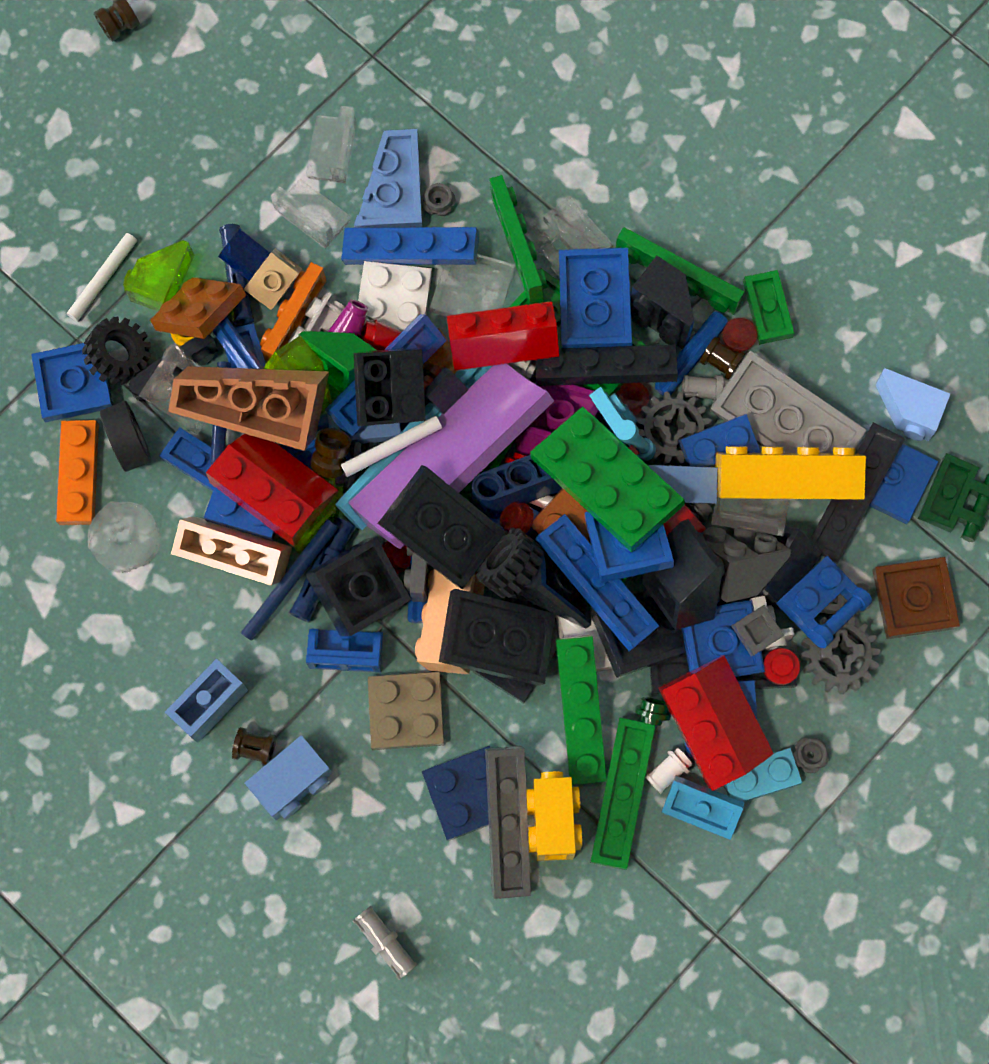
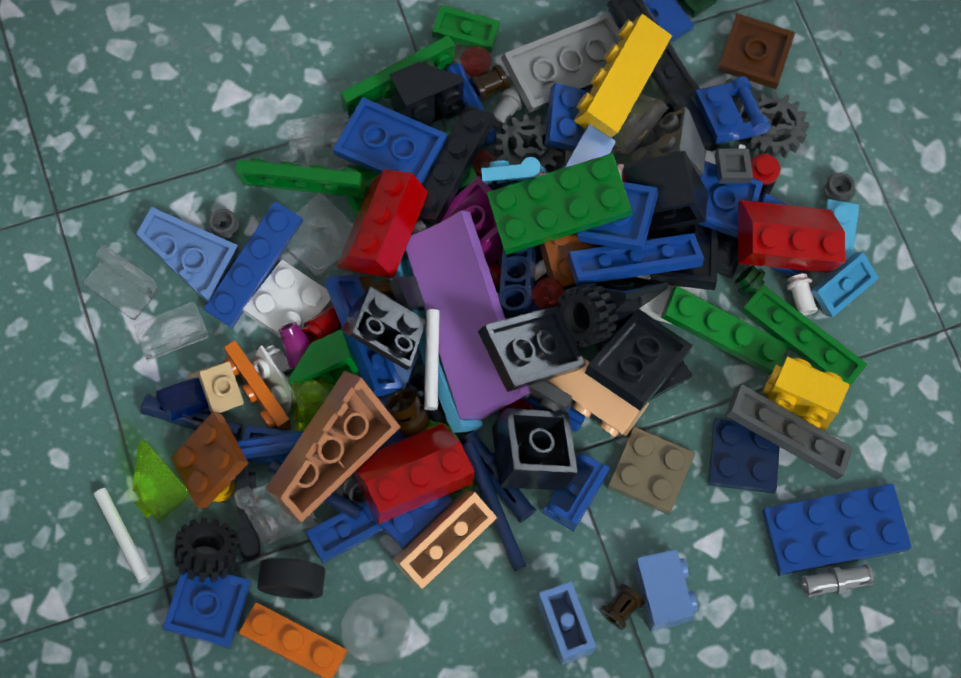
camera: 70 degrees left, 5 degrees down
(439, 919) = (836, 529): none -> blue plate

